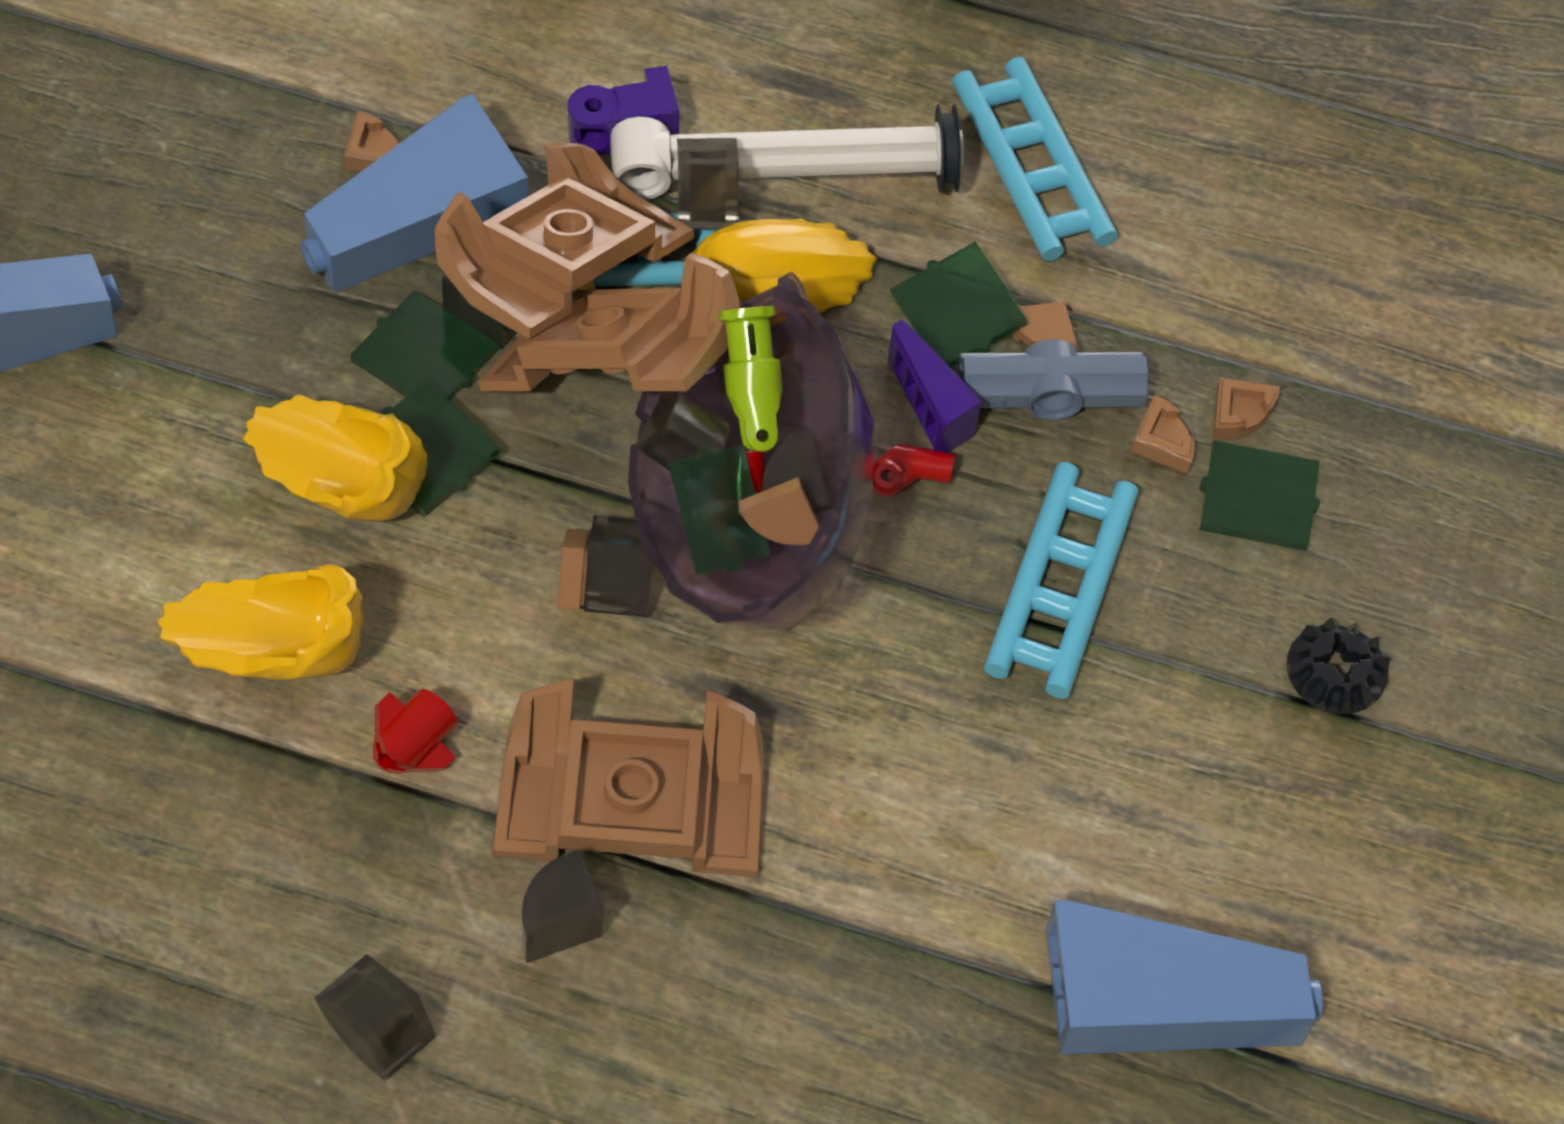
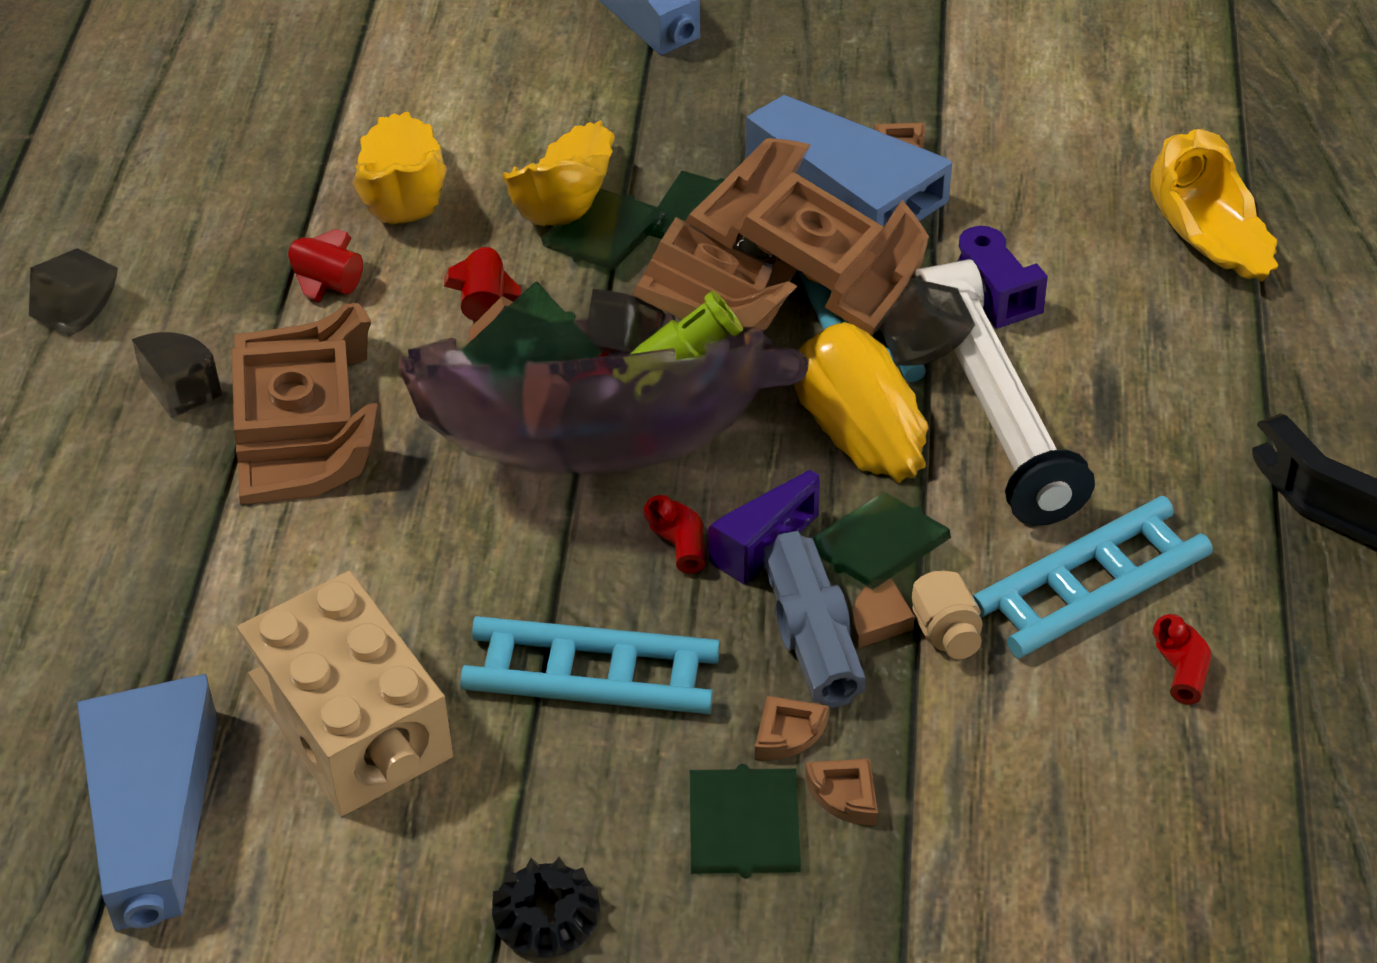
camera: 85 degrees right, 10 degrees down
(496, 578) = (481, 282): none -> red piece
(1065, 274) = (947, 613): none -> tan arm
(1091, 781) = (347, 692): none -> tan torso
(1143, 116) = (1186, 654): none -> red arm

